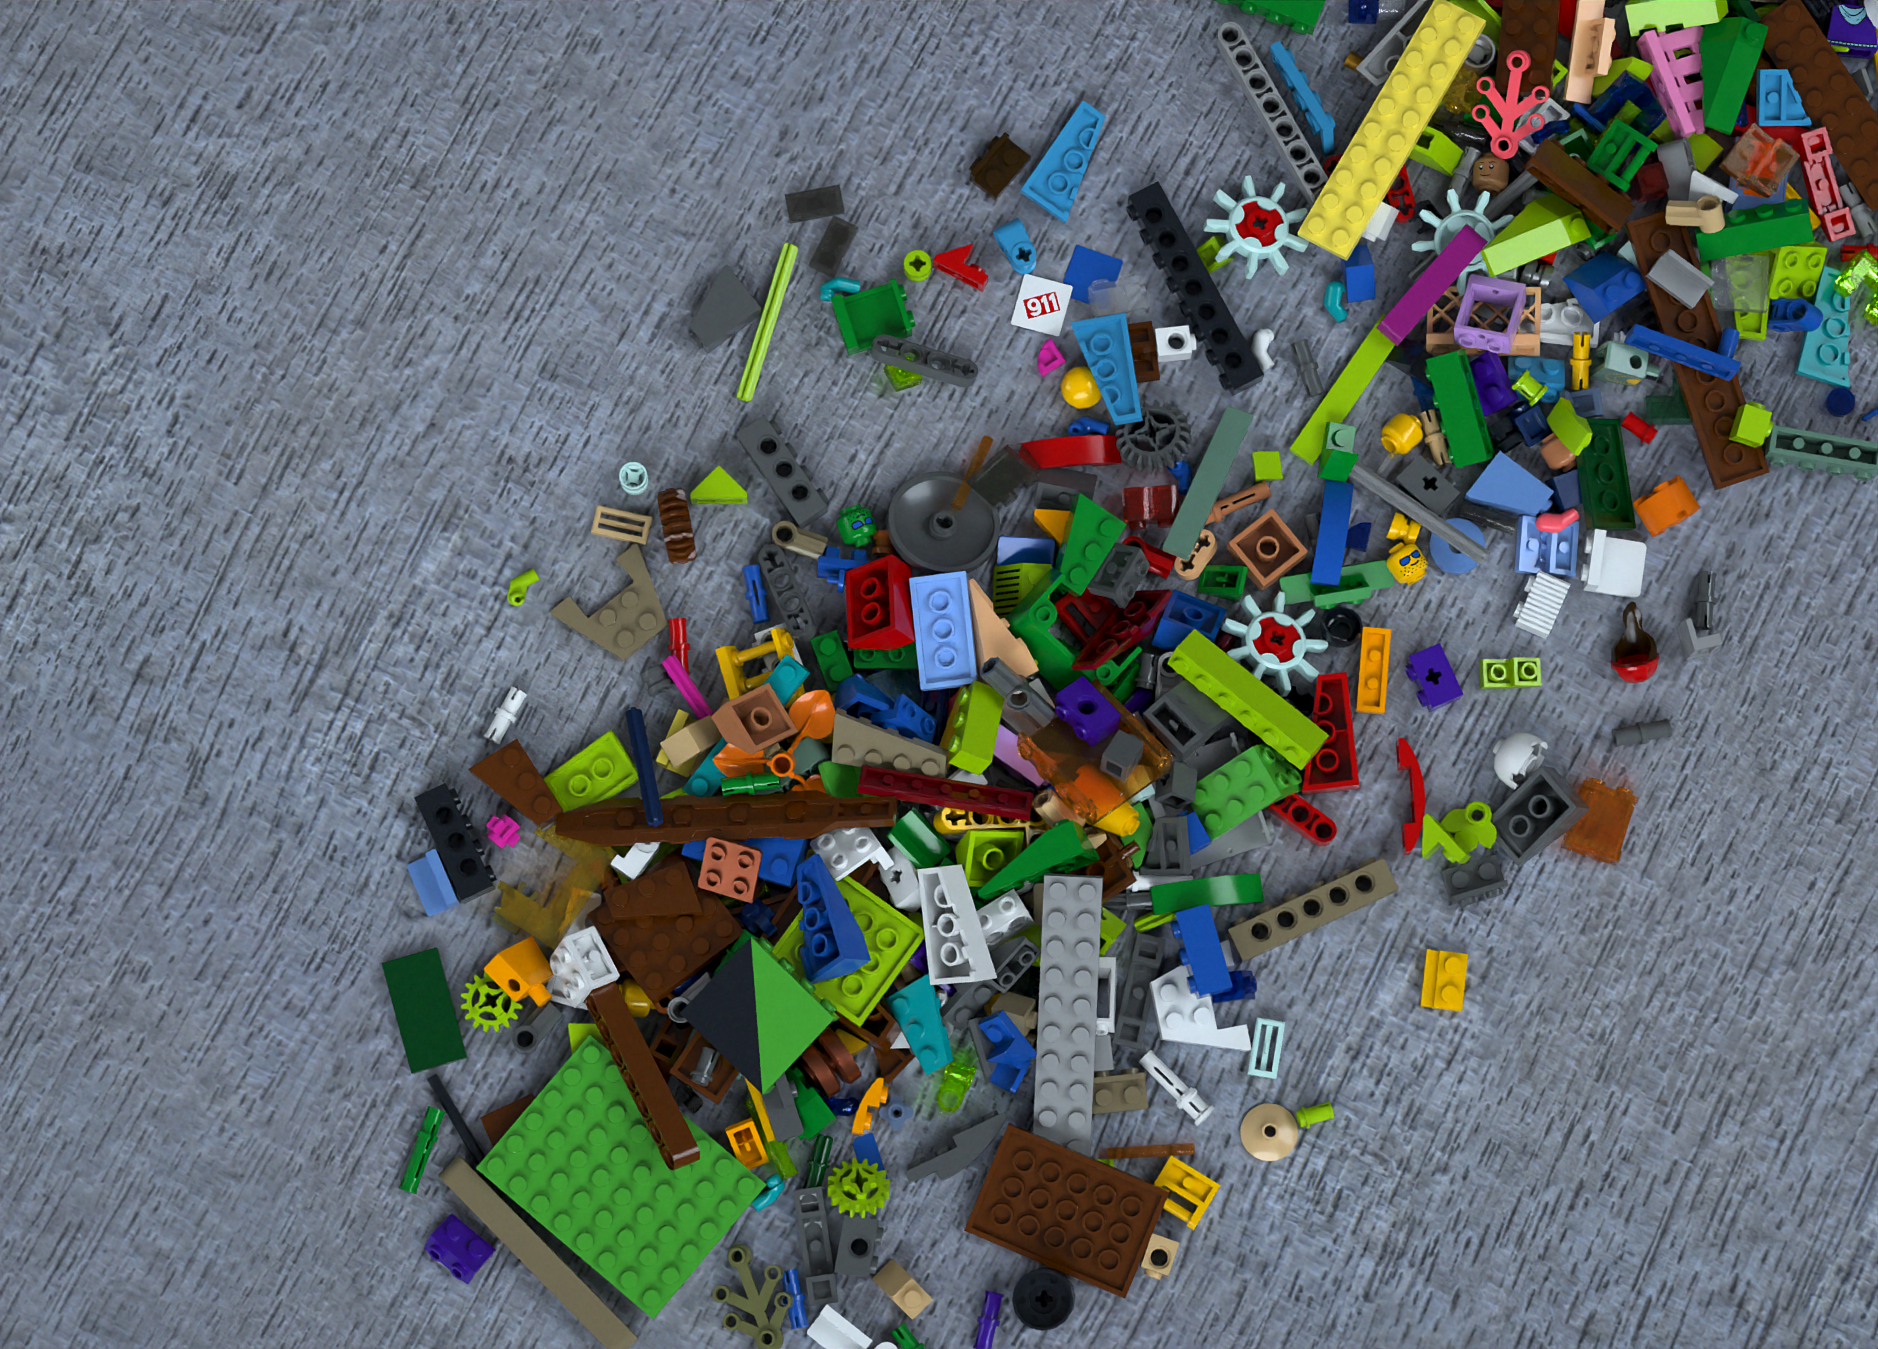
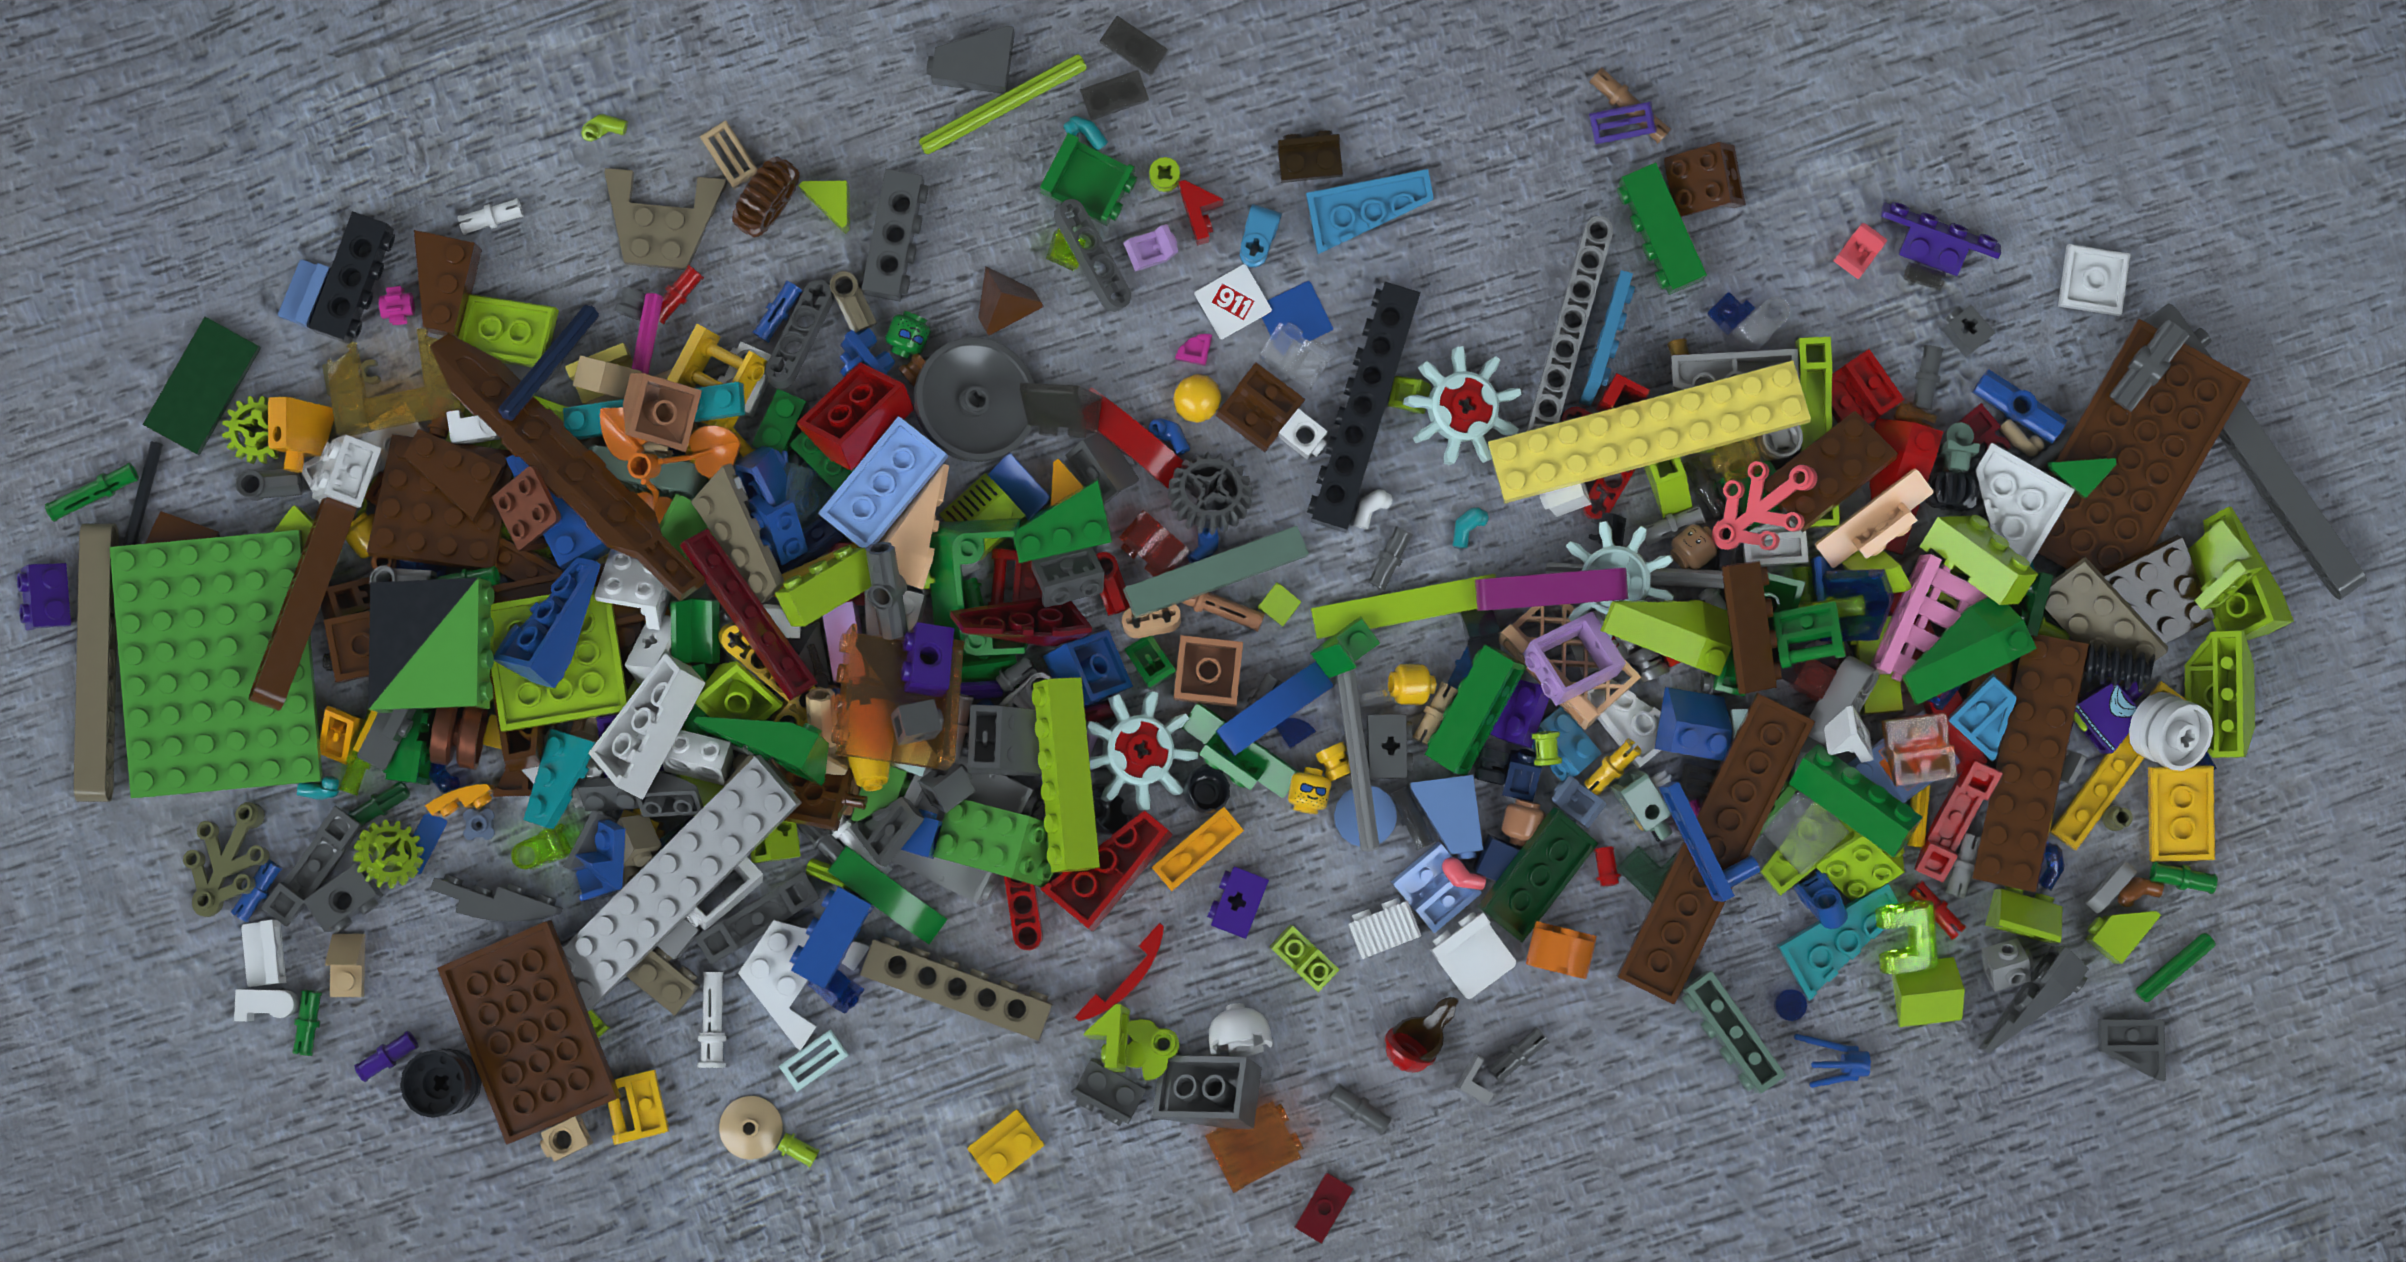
camera: 45 degrees right, 5 degrees up
(630, 474) = (771, 121): light aqua wheel -> none
(705, 1067) = (351, 643): dark grey pin -> none
(750, 783) = (609, 454): green pin -> none
(757, 917) = (513, 566): dark blue plate -> none
(896, 446) = (1004, 301): none -> reddish brown slope
(957, 319) = (1151, 248): none -> lavender bracket
(975, 465) = (1047, 378): clear orange bar -> none
(1110, 359) = (1239, 395): dark azure wing -> none
(1151, 1151) = (644, 1050): clear orange bar -> none
(1344, 121) = (1621, 386): none -> red panel
(1359, 275) = (1507, 524): blue slope -> none
(1550, 128) = (1778, 557): clear blue tile -> none
(1569, 427) = (1543, 811): lime slope -> none
(1679, 278) = (1753, 780): light grey panel -> none
(1682, 818) = (1324, 1207): none -> dark red plate
(1704, 212) = (1825, 746): tan piece -> none
(1751, 424) = (1695, 953): lime brick -> none

